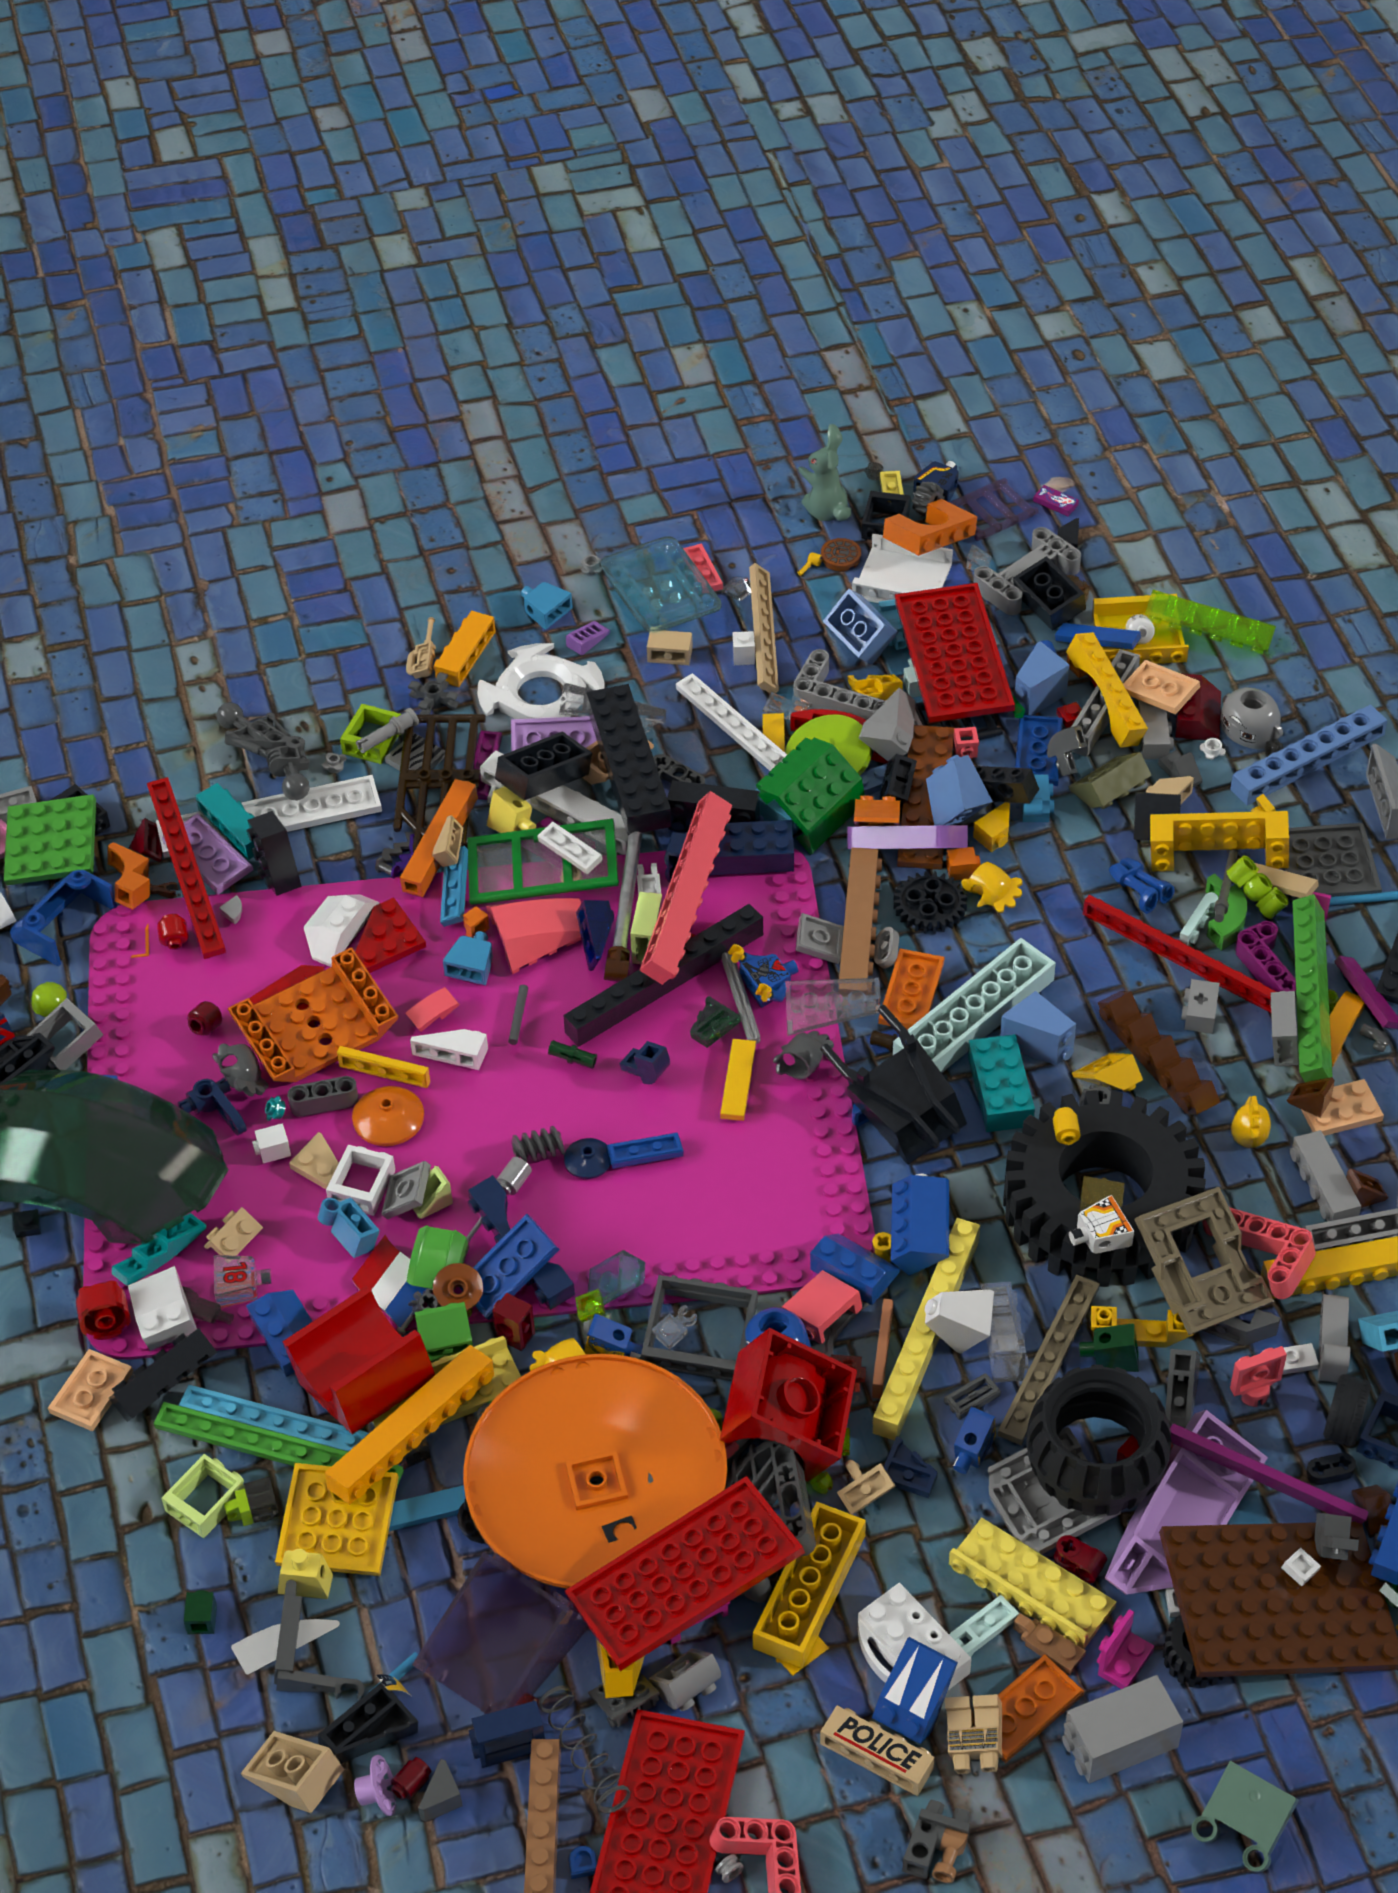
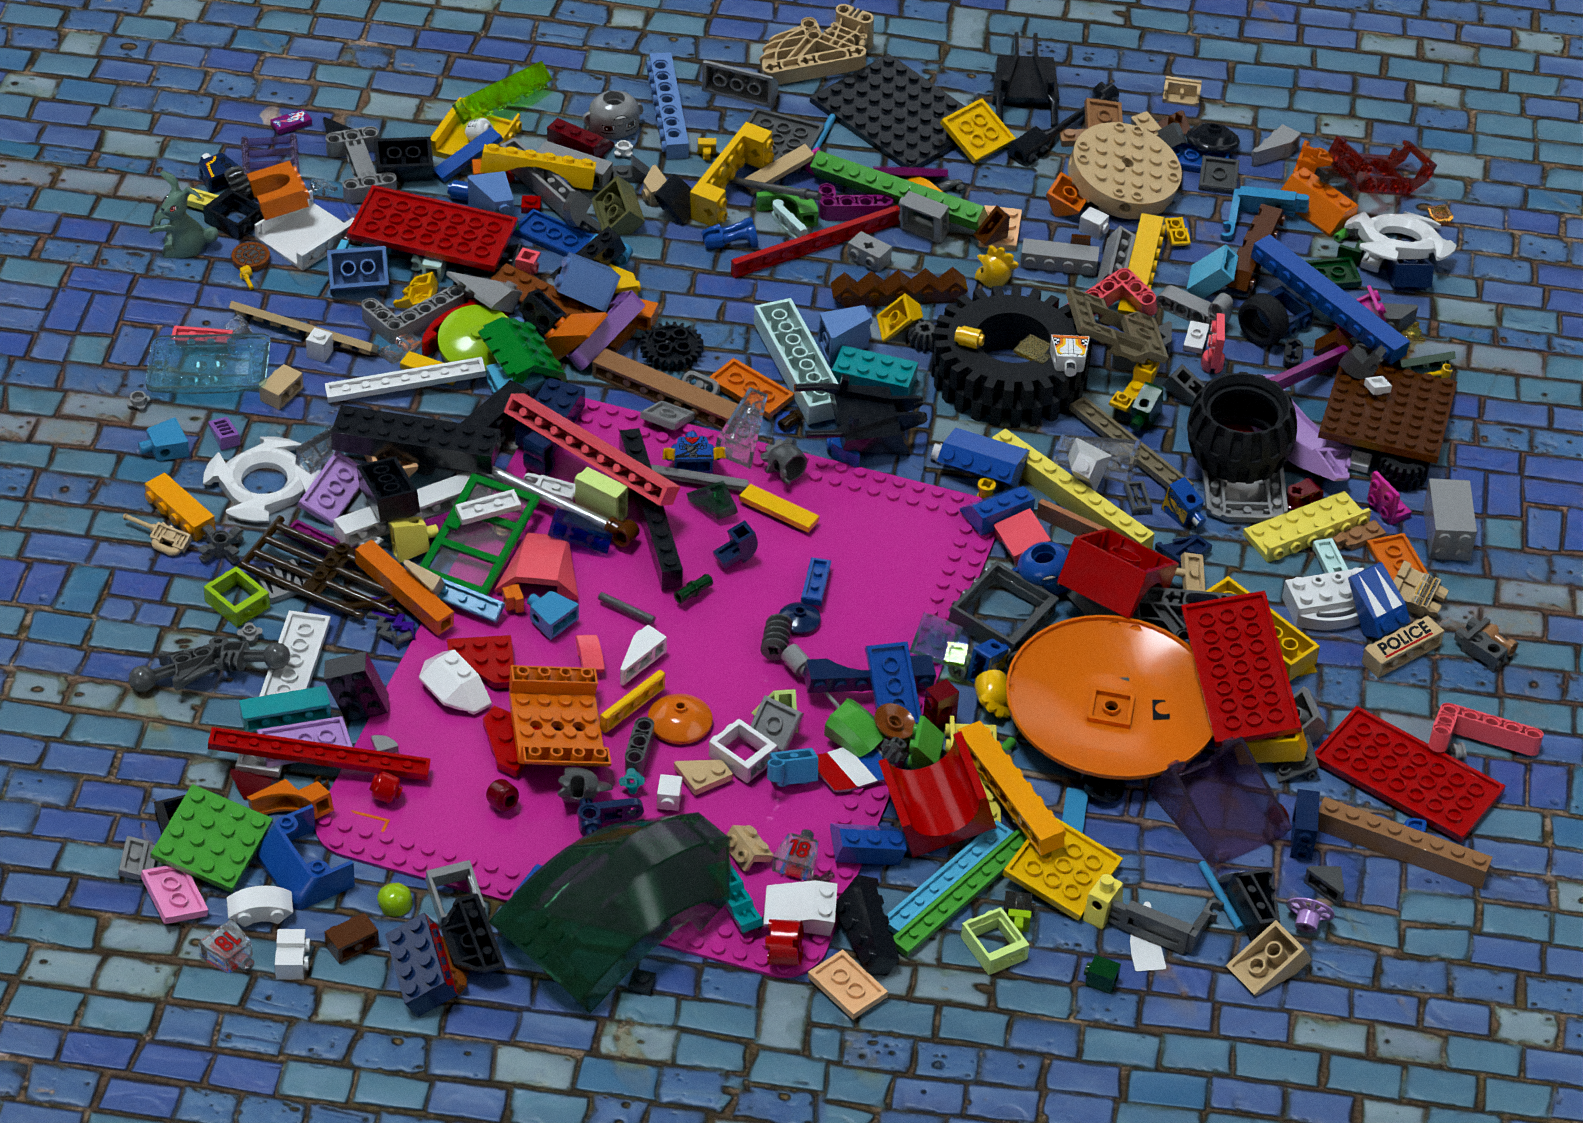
camera: 70 degrees left, 5 degrees down
(395, 726) = (256, 570): light grey pin -> none
(410, 1779) = (1307, 889): dark red brick -> none
(564, 1704) = (1387, 783): dark grey piece -> none
(673, 1329) = (1003, 618): clear plate -> none
(994, 887) = (685, 305): yellow piece -> none
(1161, 686) = (560, 137): light nougat plate -> none
(1250, 1808) = (1536, 483): sand green piece -> none
(1257, 887) = (785, 176): lime piece -> none
(1273, 746) = (648, 124): clear smoke plate -> none

